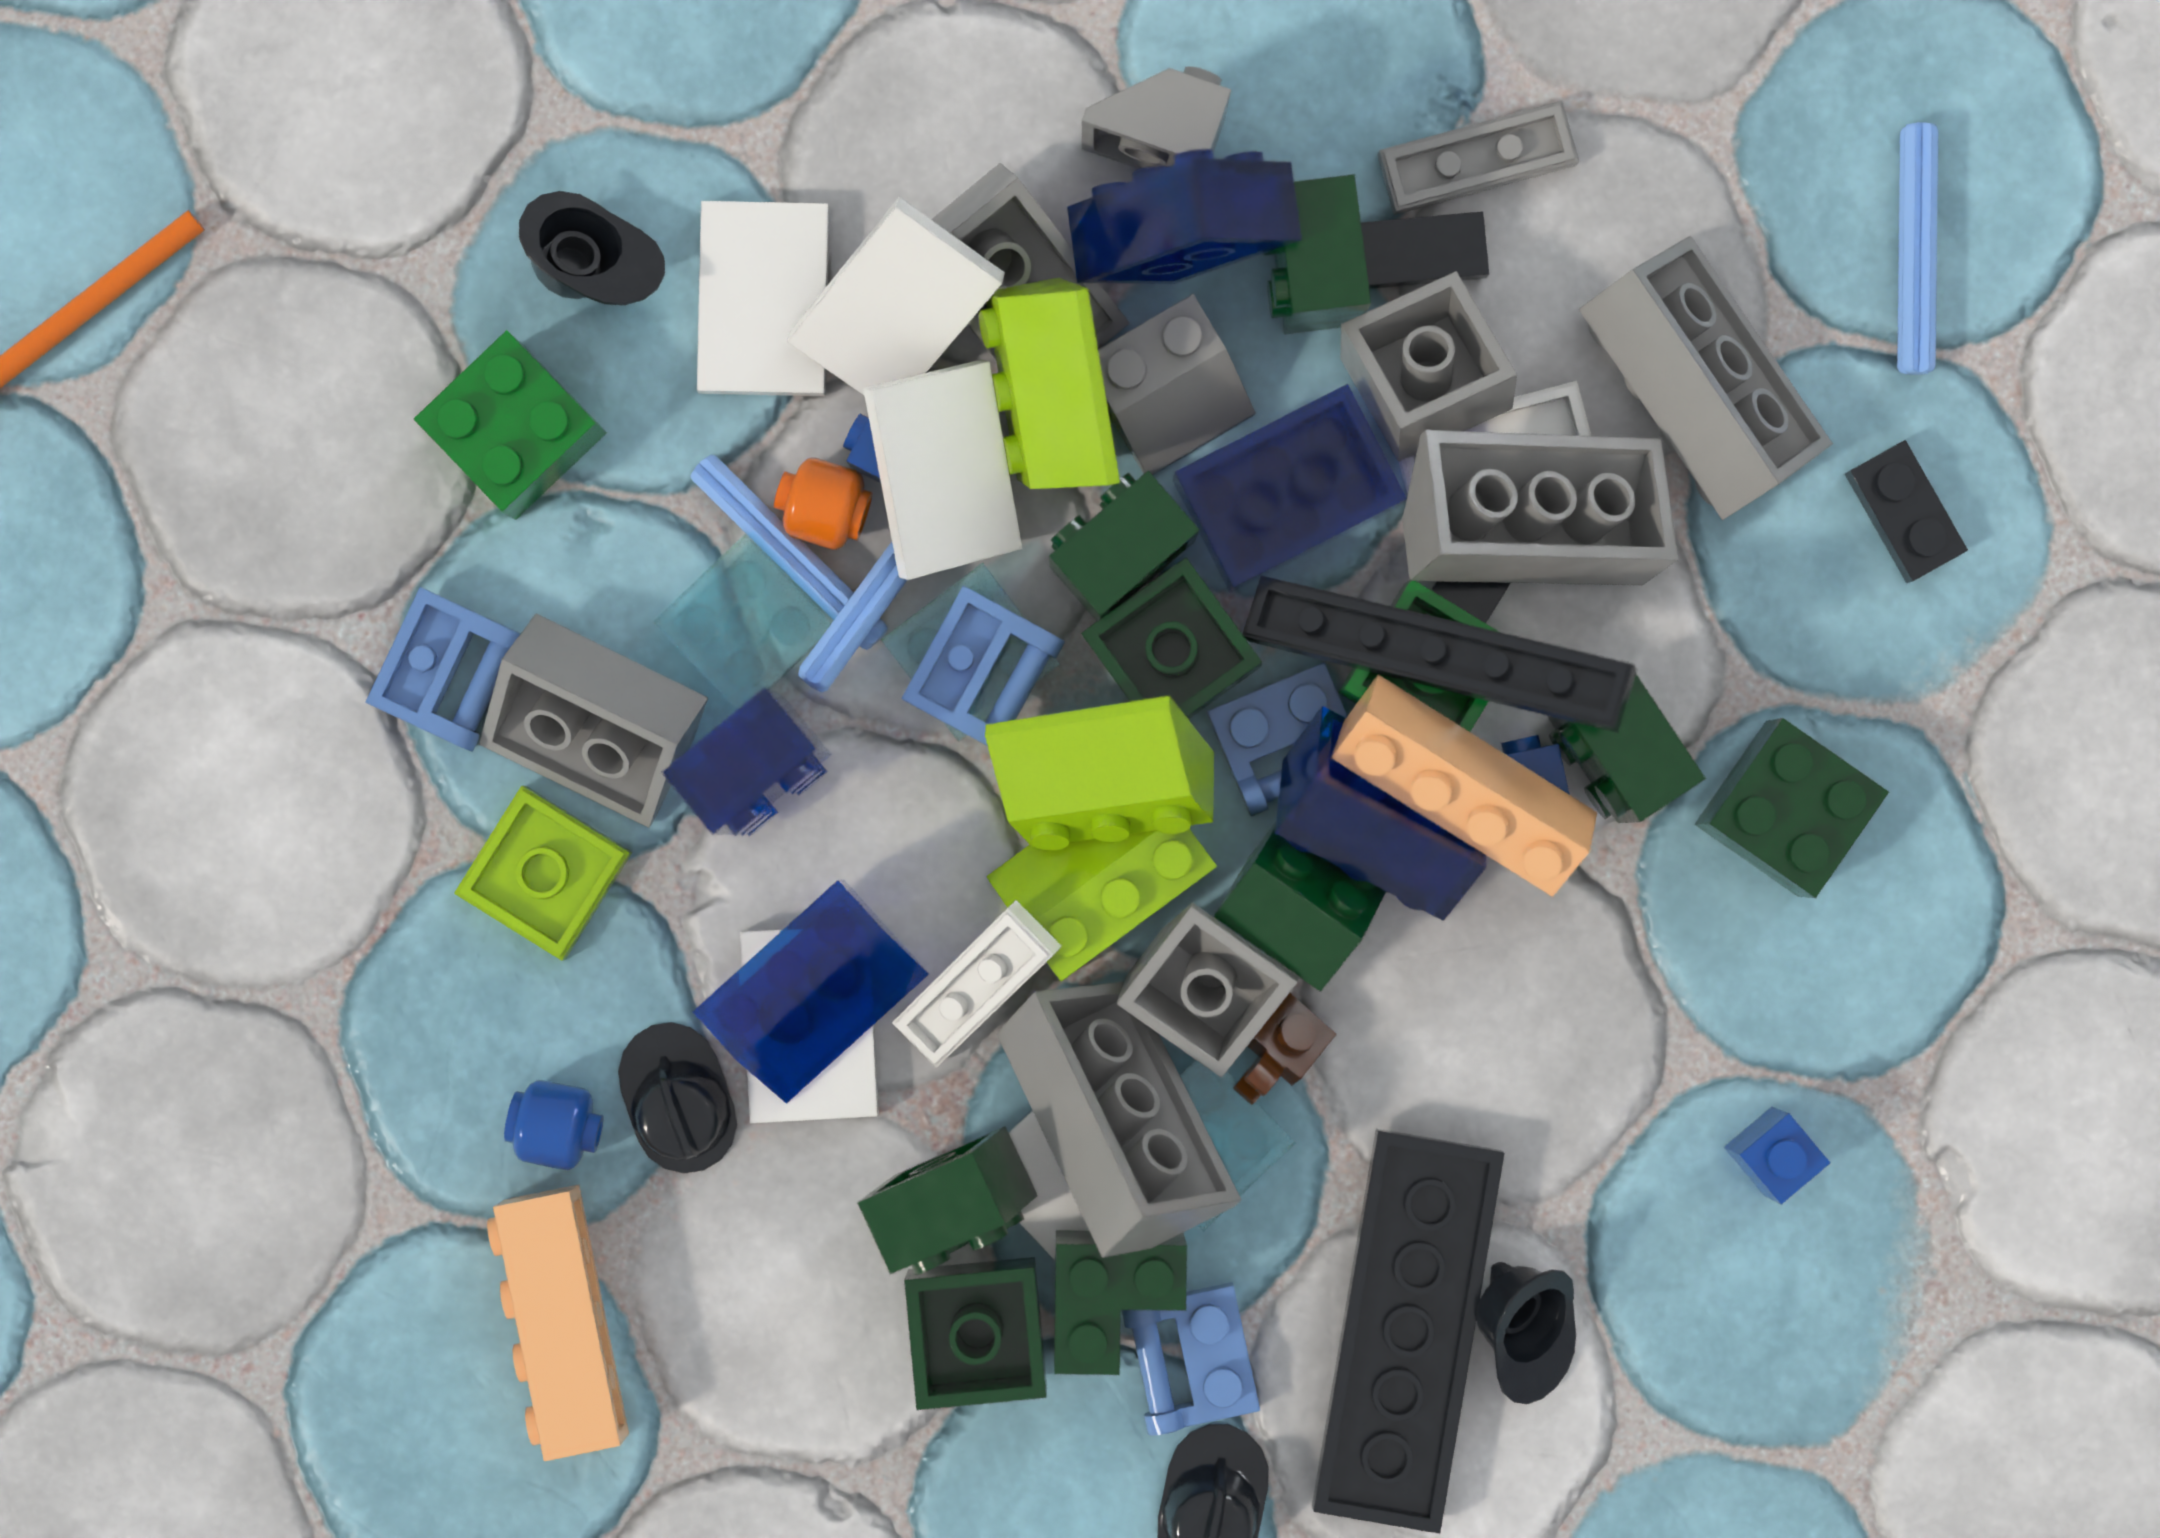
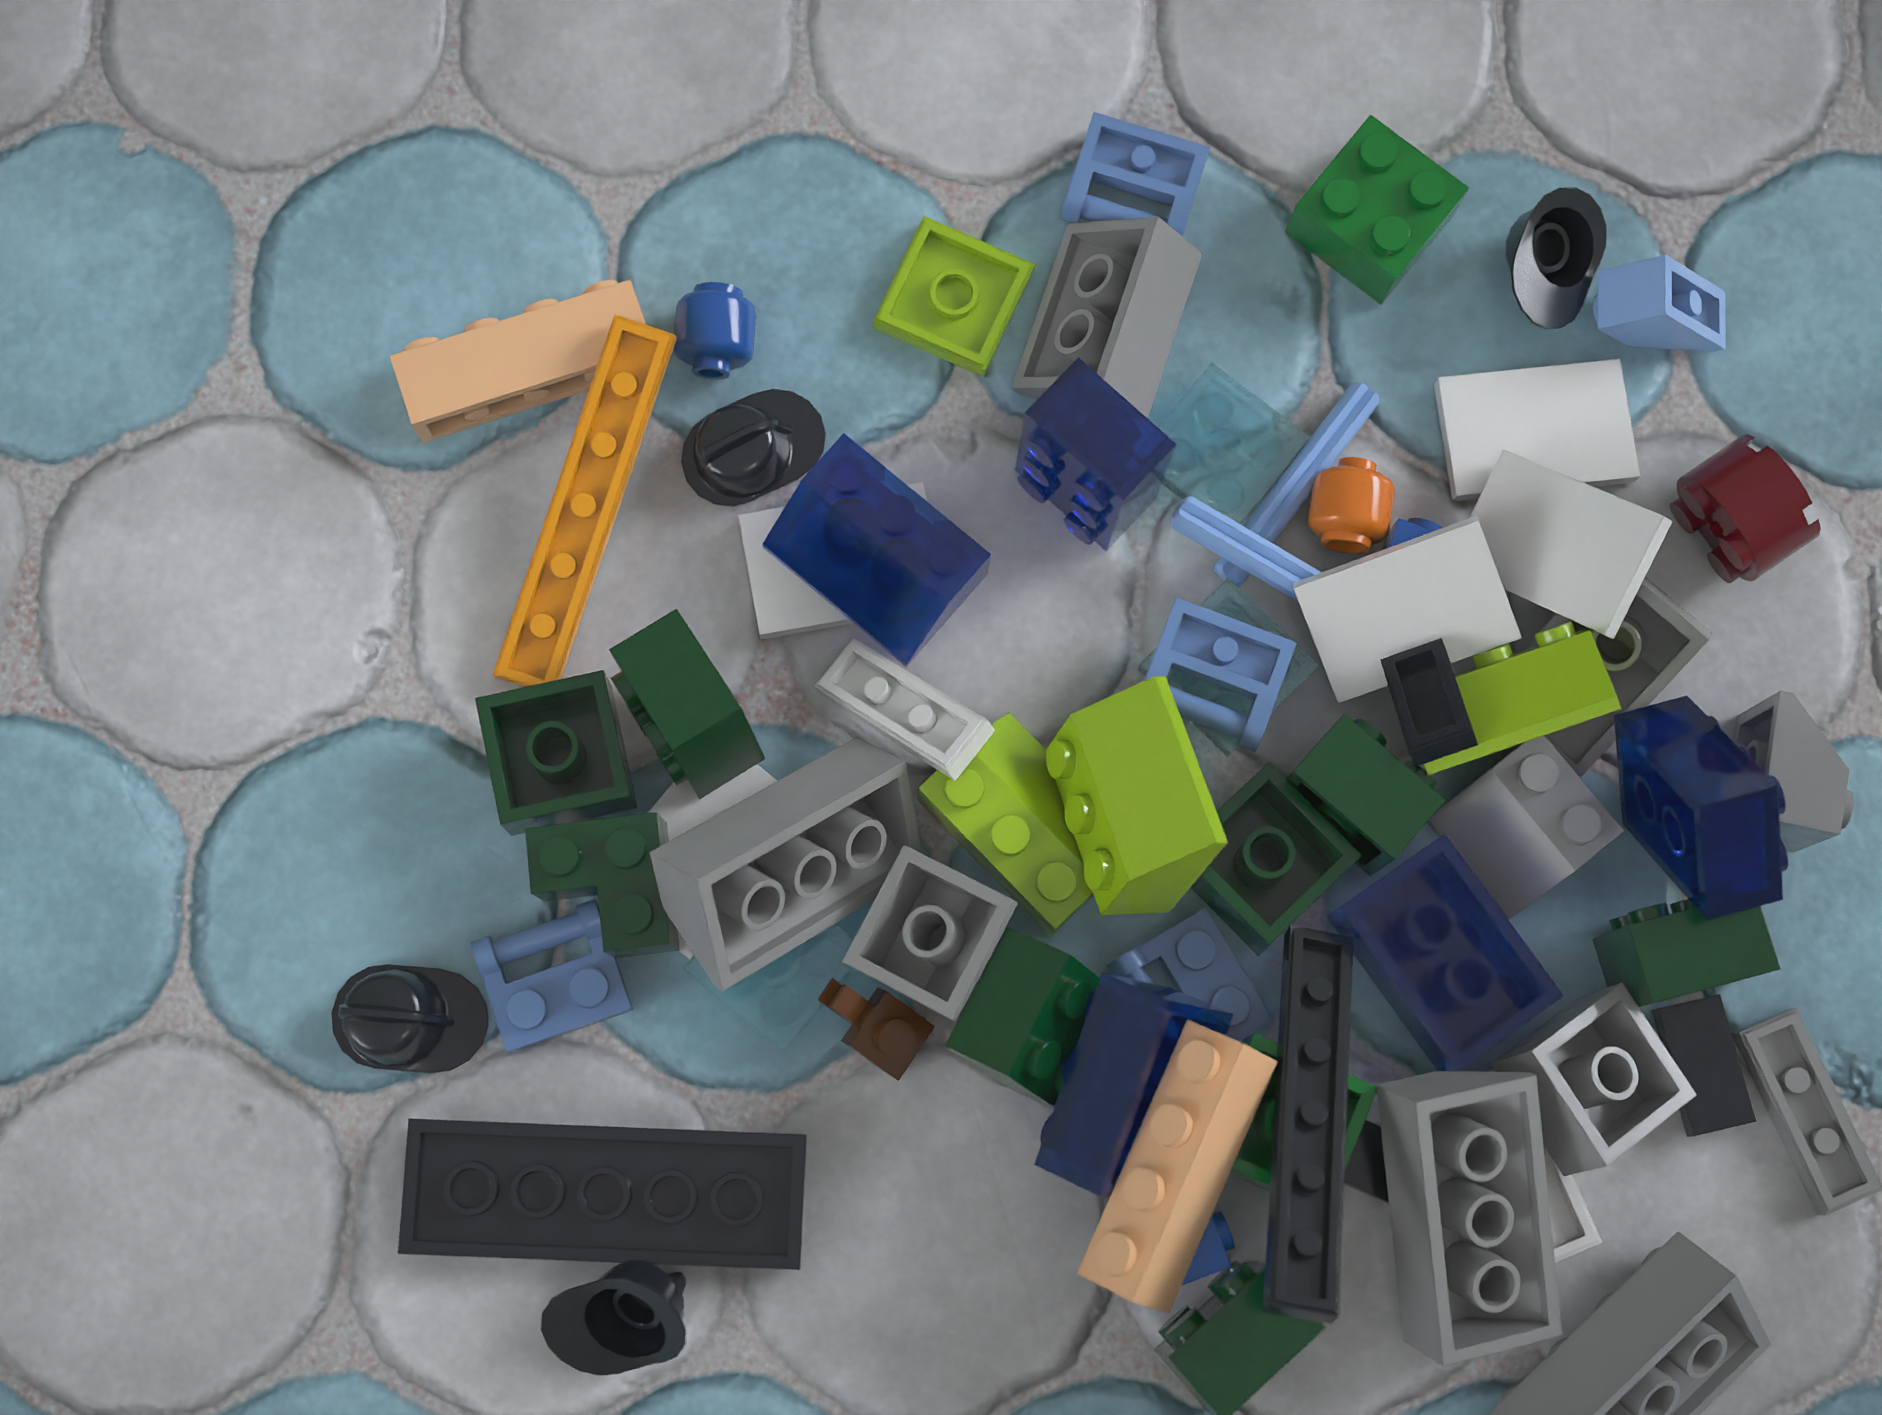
camera: 80 degrees right, 10 degrees down
(652, 149) = (1660, 306): none -> light blue slope
(723, 1277) = (585, 503): none -> light orange tile
(881, 108) = (1745, 509): none -> dark red brick
(1044, 467) = (1428, 702): none -> black tile

